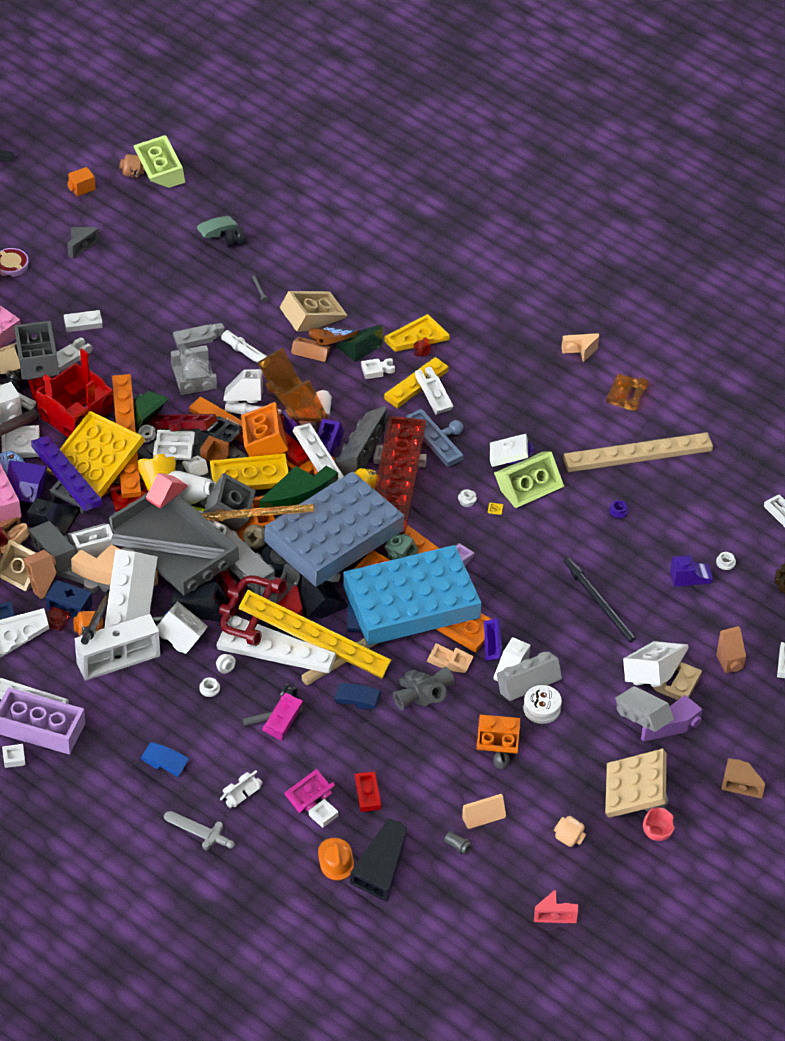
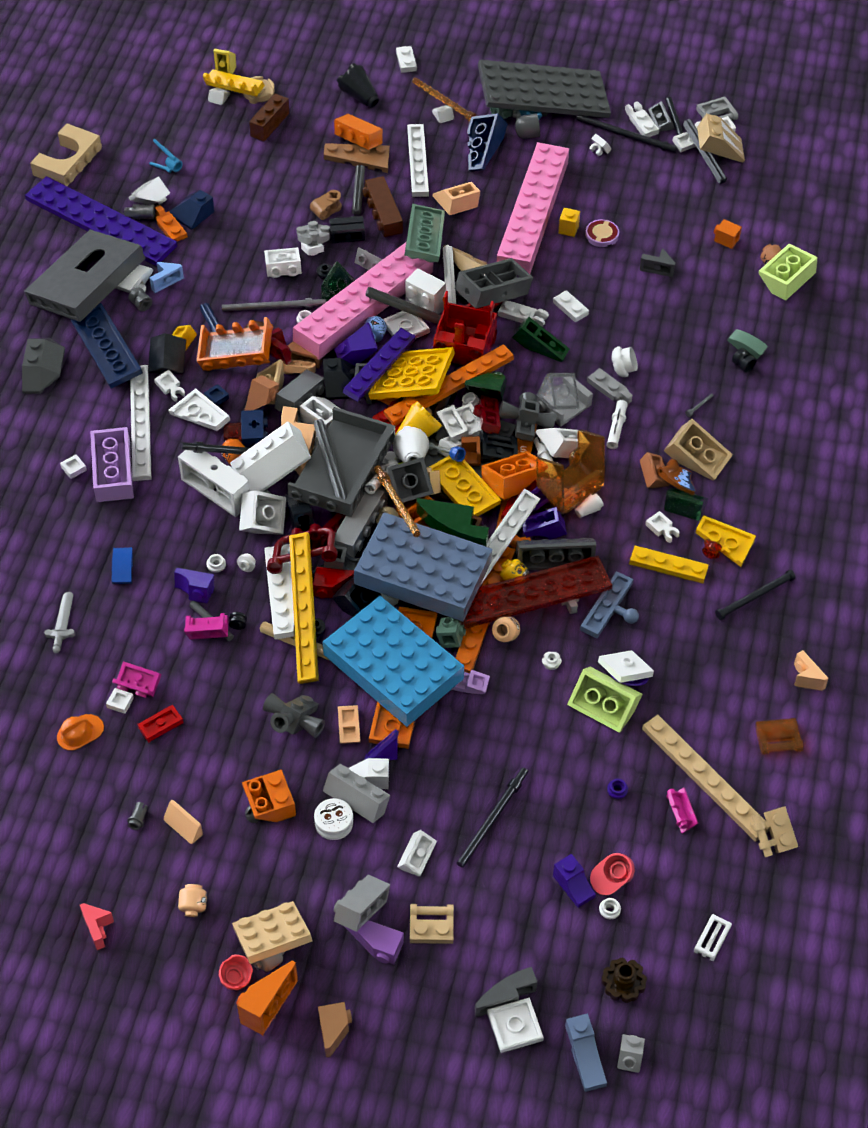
camera: 65 degrees right, 5 degrees up
(111, 356) = (539, 340): none -> dark green slope
(164, 489) = (384, 427): slope -> none
(180, 311) = (624, 361): none -> white piece
(202, 397) = (526, 416): none -> dark grey brick
(215, 460) = (456, 453): none -> blue hinge
(230, 707) = (196, 584): none -> dark purple arch
(235, 794) = (124, 633): white hinge -> none
(361, 696) = (264, 672): dark blue slope -> none
(380, 861) = (88, 764): black slope -> none
(422, 510) = (506, 629): none -> light nougat head
(434, 391) = (660, 580): white hinge -> none
(488, 372) = (788, 576): none -> black bar
(495, 508) = (556, 688): yellow sticker -> none
(604, 664) = (417, 853): none -> white slope
(653, 663) = (433, 891): white slope -> none
(662, 478) = (682, 809): none -> dark pink hinge
(699, 543) = (612, 873): none -> coral cap
(701, 810) = (265, 998): none -> orange slope
(715, 430) = (780, 830): none -> tan plate
(731, 650) = (485, 954): nougat slope -> none
(768, 654) = (507, 991): none -> dark grey slope

